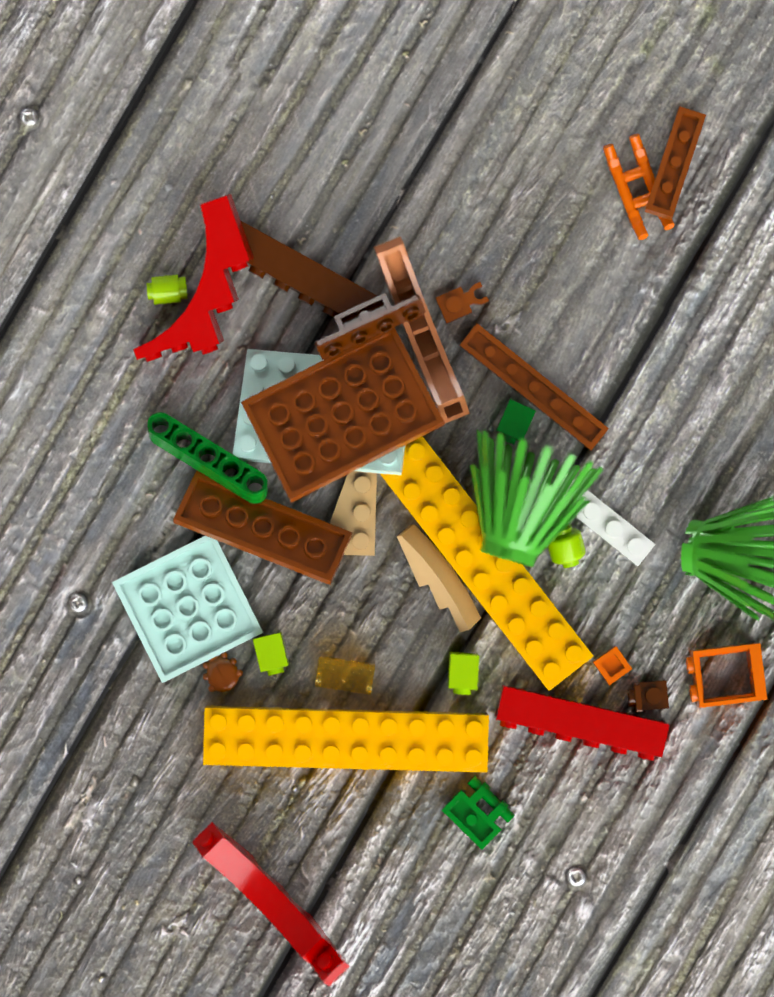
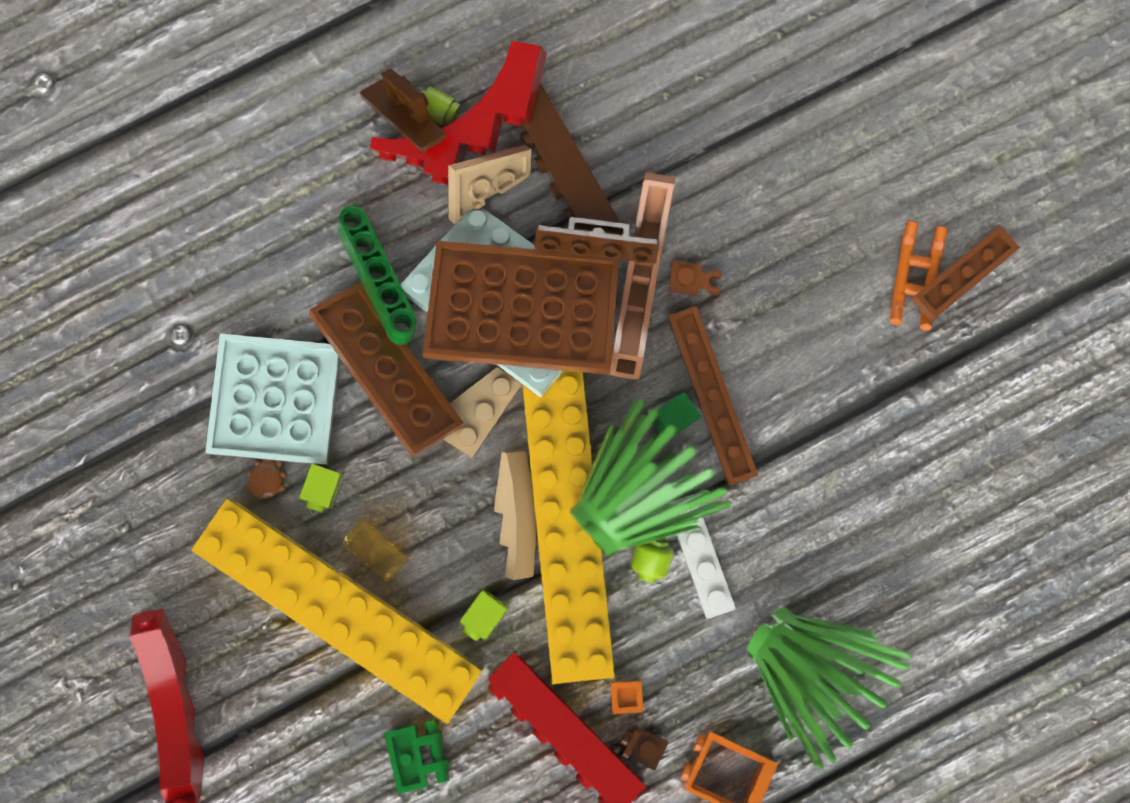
camera: 30 degrees right, 5 degrees down
(145, 311) = (404, 109): none -> reddish brown bracket
(241, 328) = (482, 177): none -> tan wing

